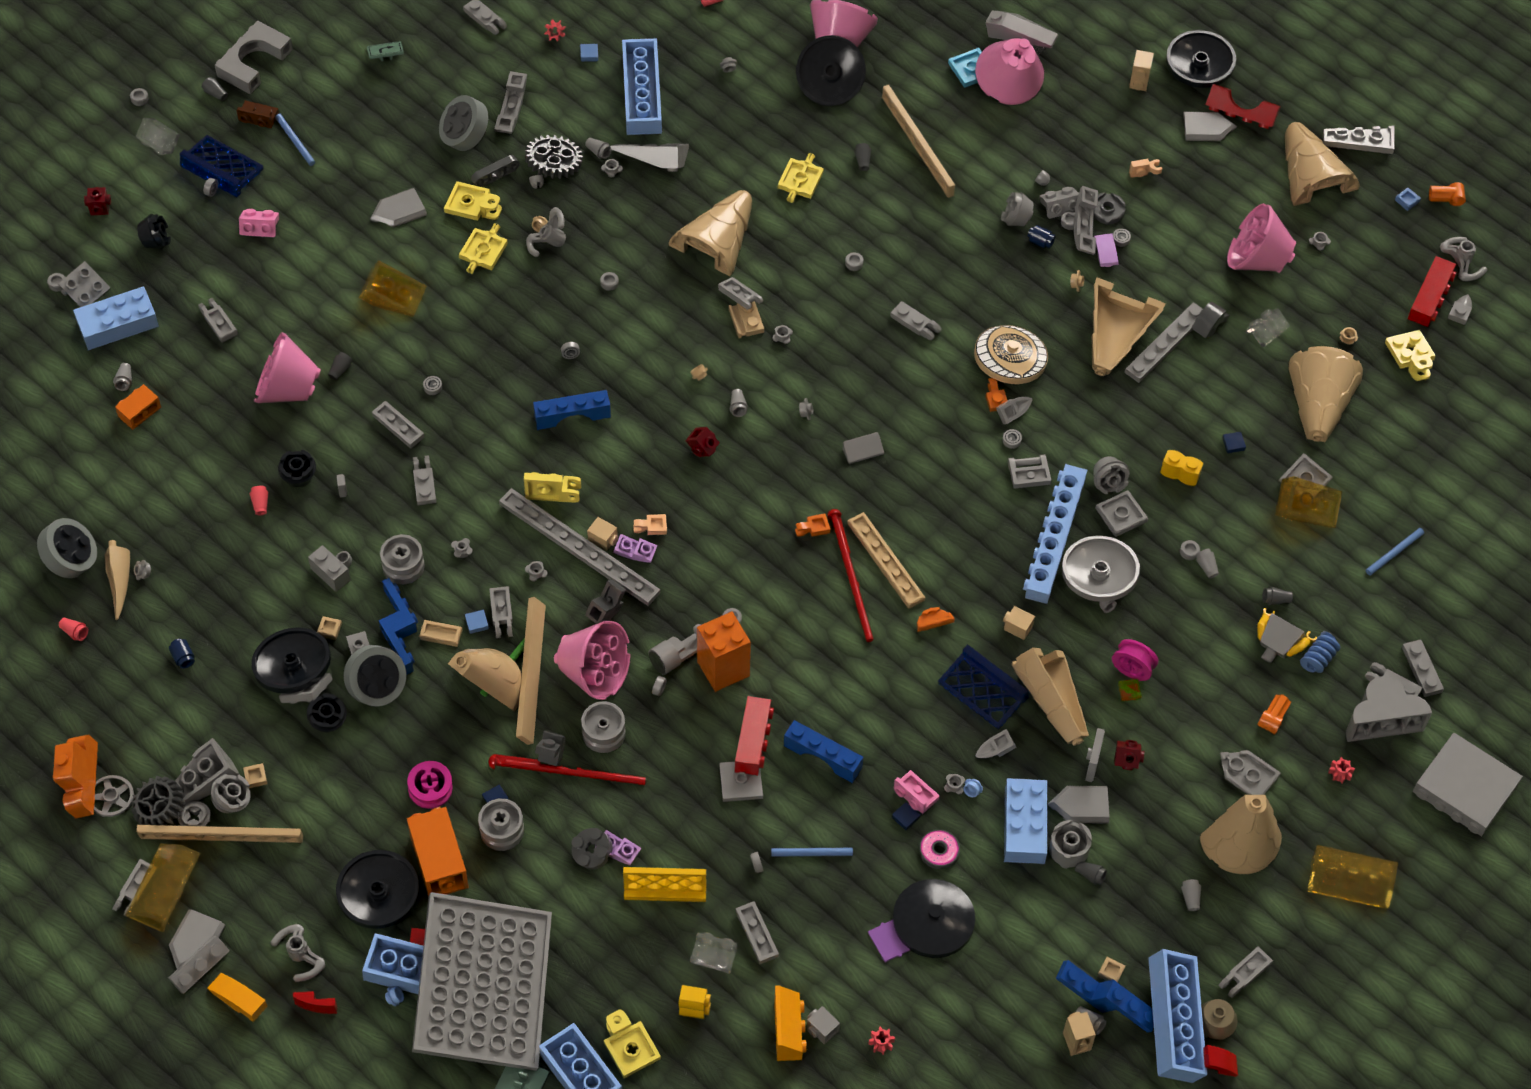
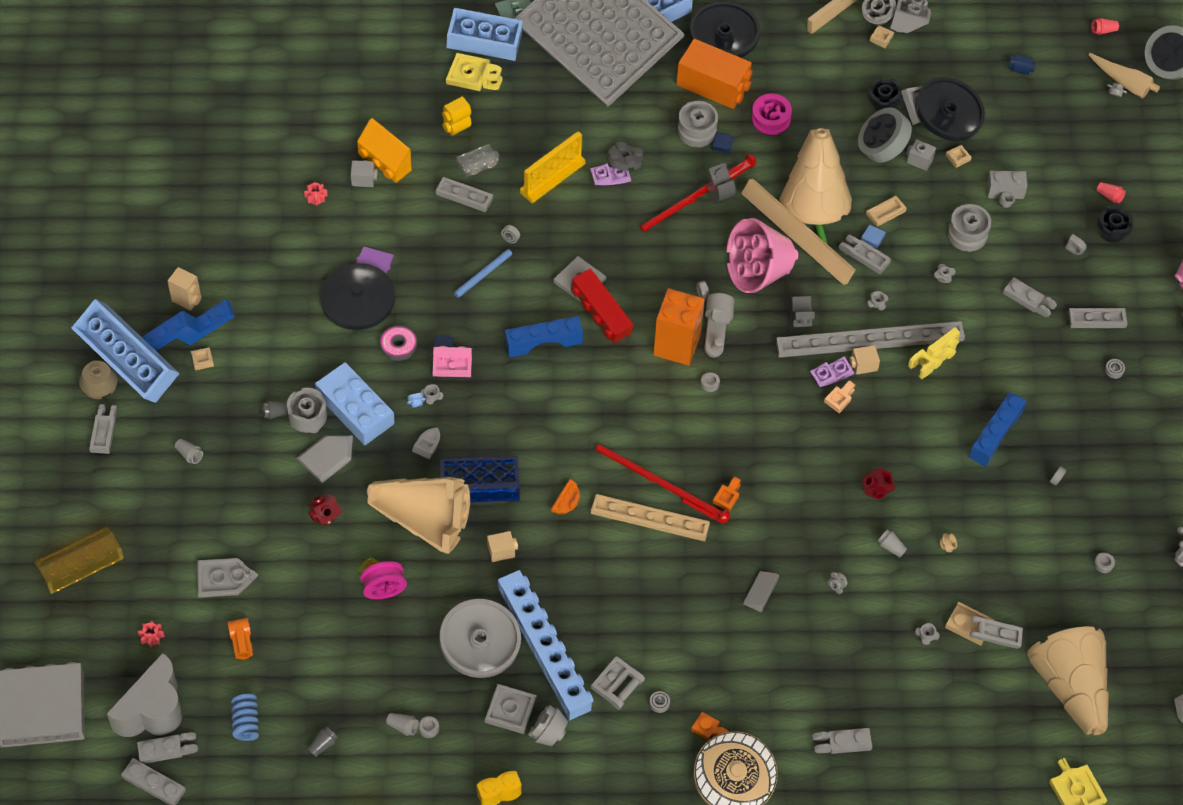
camera: 135 degrees right, 0 degrees up
(398, 624) = (916, 190): blue bracket -> none
(603, 727) = (705, 230): light grey wheel -> none
(854, 261) = (949, 754): light grey tile -> none
(1013, 409) = (683, 722): light grey plate -> none
(1093, 755) = (346, 483): light grey plate -> none
(1096, 1019) = (191, 310): light grey cone -> none
(1220, 1060) = (69, 349): red slope -> none
(1244, 836) = (173, 495): tan cone -> none
(1280, 637) = (288, 701): light grey torso -> none

